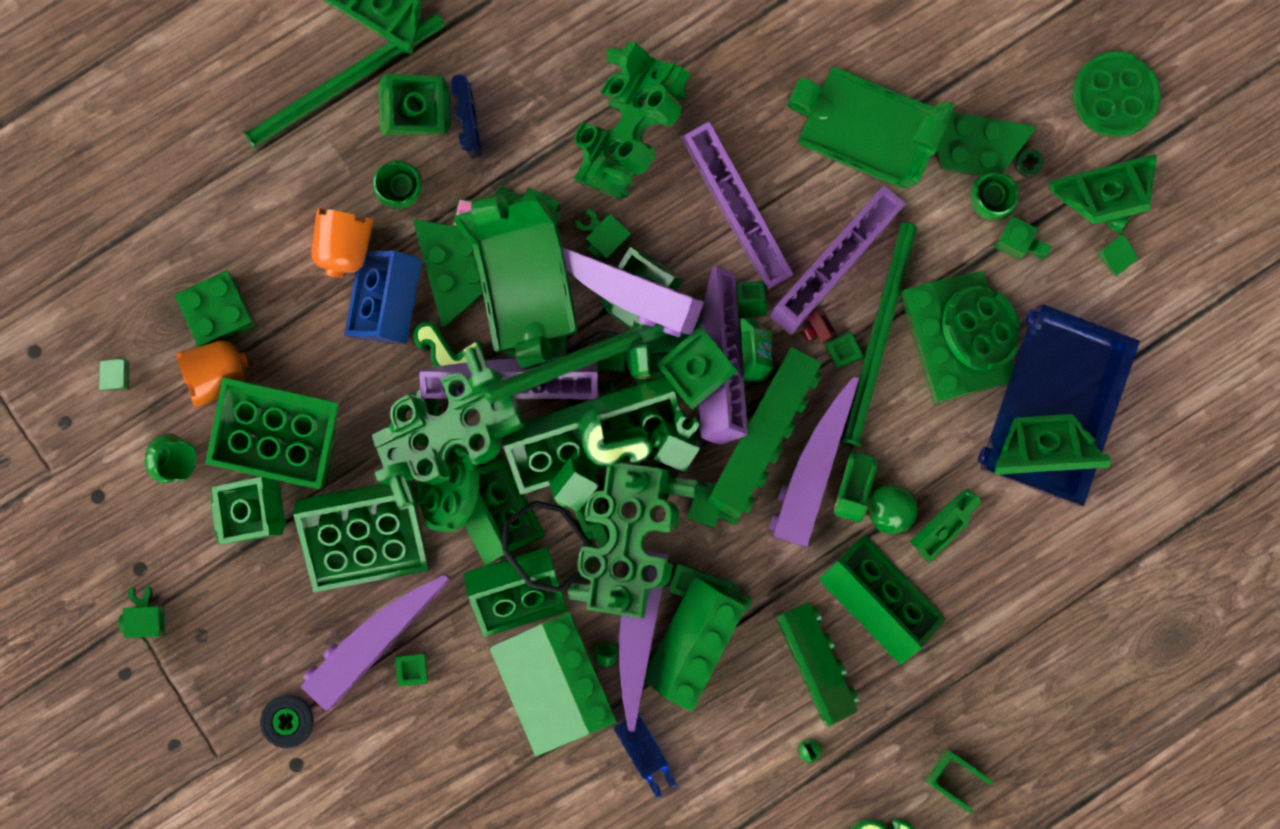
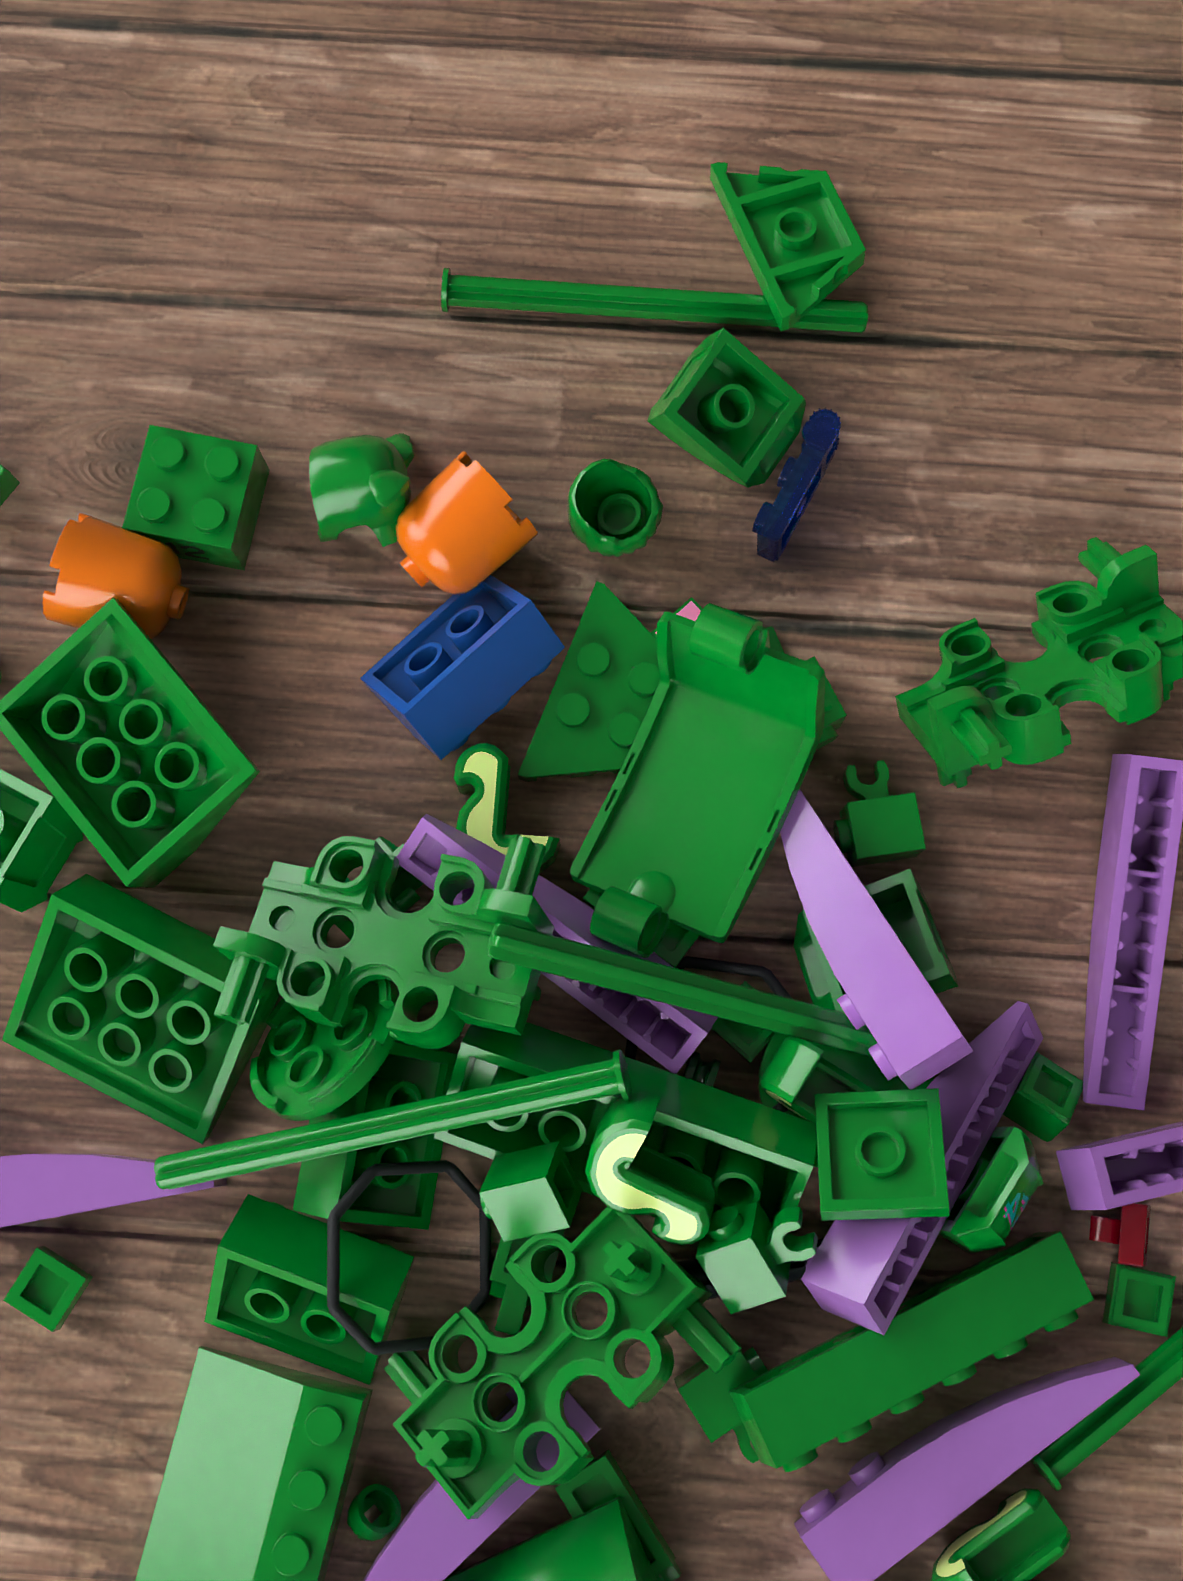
camera: 35 degrees right, 5 degrees down
(283, 253) = (360, 484): none -> green piece
(500, 498) = (396, 1123): none -> green axle

